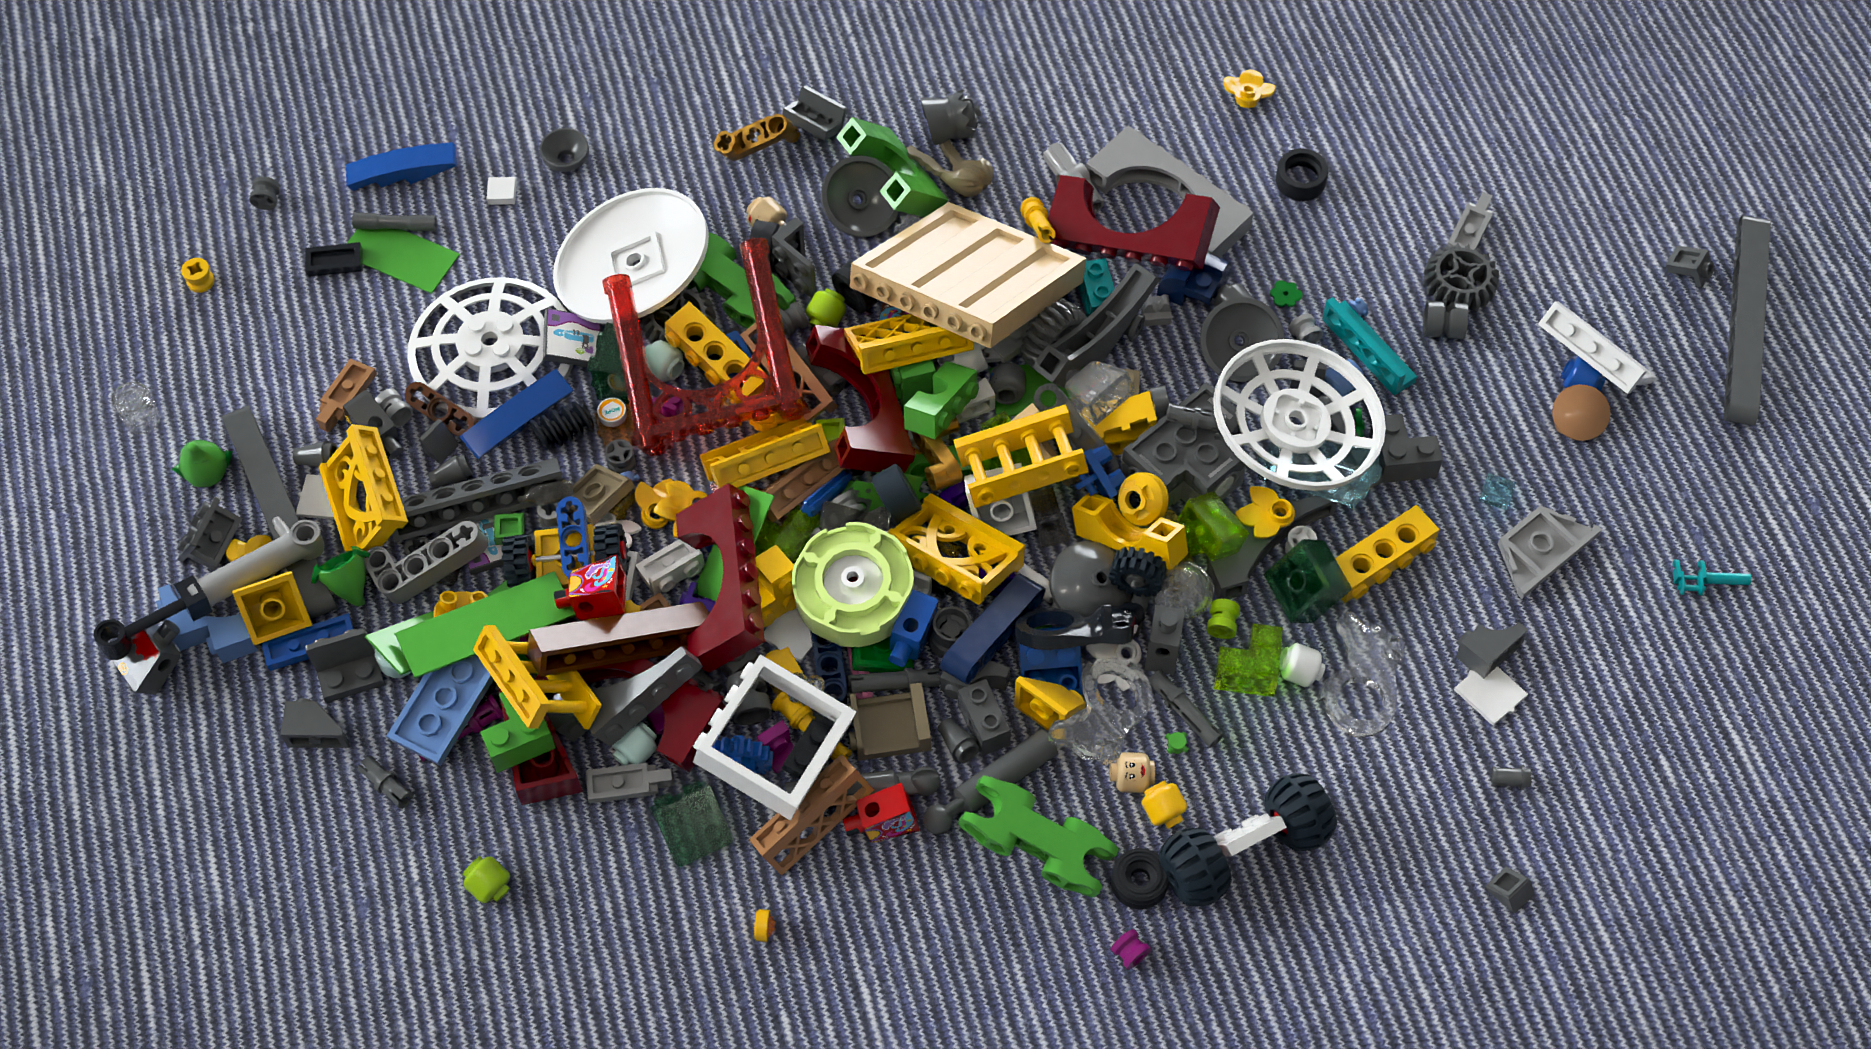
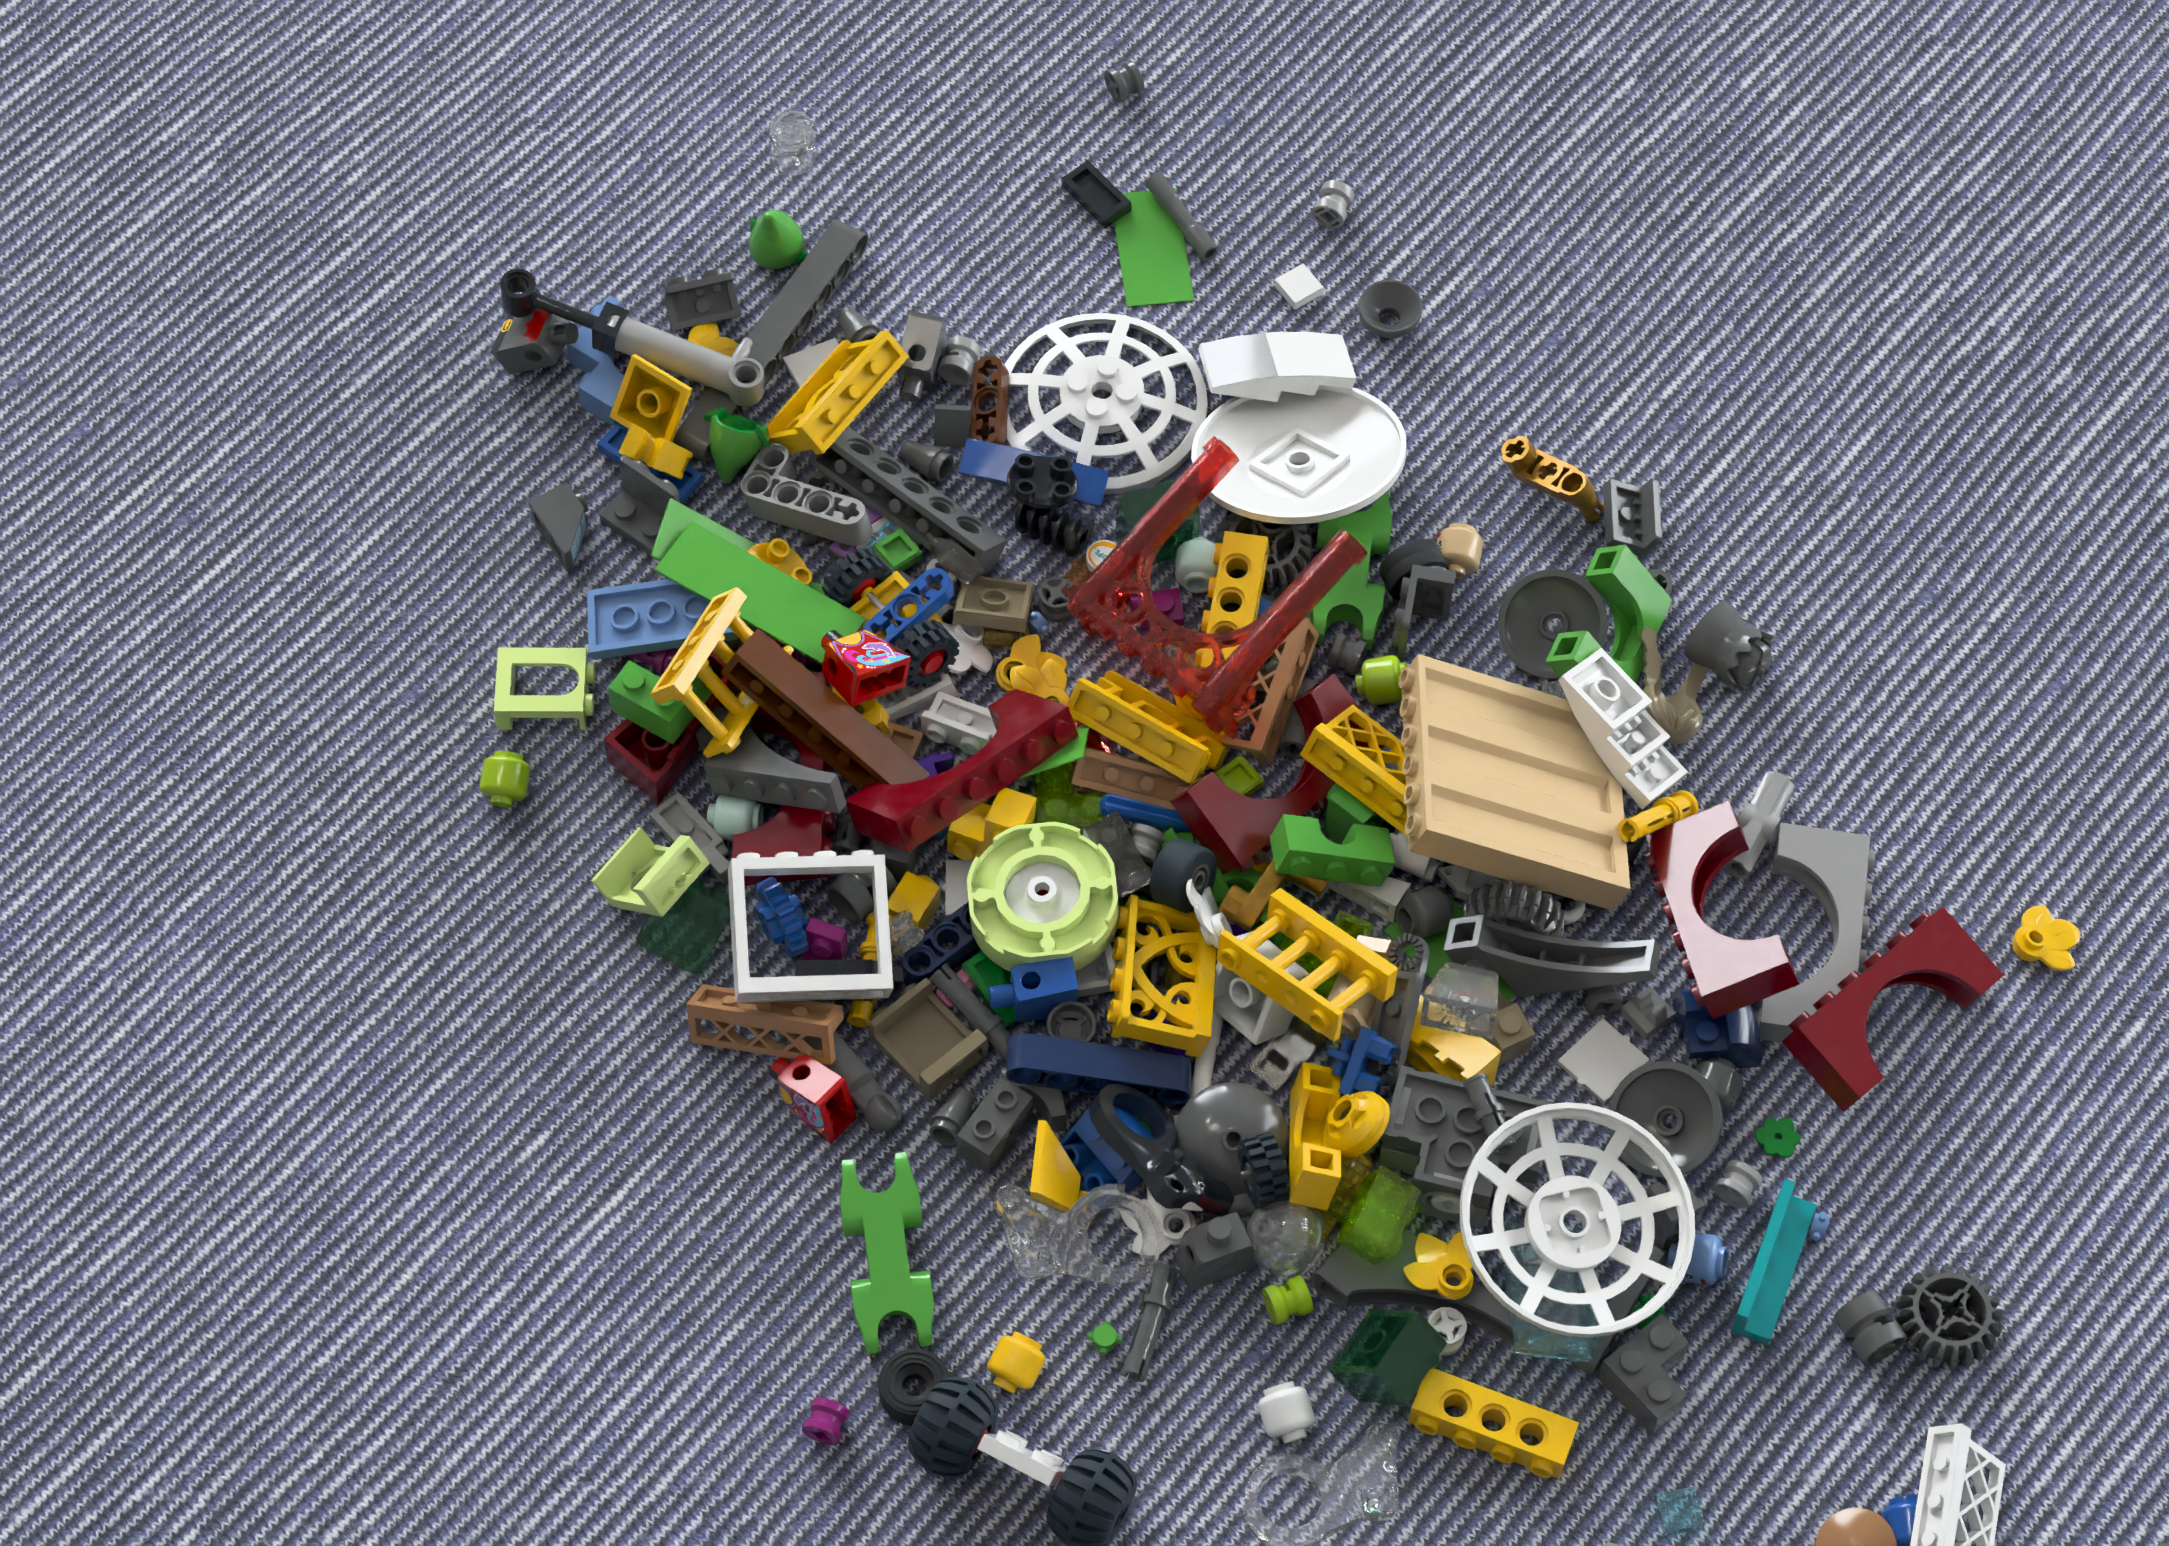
camera: 55 degrees right, 0 degrees up
(197, 275) = (981, 99): yellow wheel -> none
(315, 626) = (655, 453): none -> yellow leg
(348, 384) = (956, 305): medium nougat hinge -> none
(385, 782) = (549, 623): dark grey pin -> none
(405, 163) = (1254, 175): blue slope -> none
(431, 845) = (571, 705): none -> yellowish green panel
(458, 132) = (1333, 202): none -> light grey wheel
(535, 407) = (1042, 481): none -> black dish
(553, 232) = (1276, 362): none -> white slope
(568, 338) = (1156, 456): tile -> none
(659, 799) = (666, 873): none -> yellowish green panel
(764, 925) = (621, 1055): yellow tile -> none
(948, 496) = (1206, 912): none -> white plate
(969, 200) = (1620, 729): none -> white slope
(1008, 768) = (933, 1177): dark grey piece -> none
(1096, 285) = (1627, 921): teal brick -> none
(1132, 772) = (1031, 1308): tan head -> none
(1160, 401) = (1499, 1070): dark grey beam -> none
(1171, 353) = (1602, 1060): none -> white piece
(1252, 216) = (1834, 1038): none -> dark red arch
(1253, 669) = (1249, 1365): clear neon green brick -> none
(1302, 158) = (1969, 1038): black tyre -> none
(1472, 223) = (2039, 1290): light grey hinge -> none

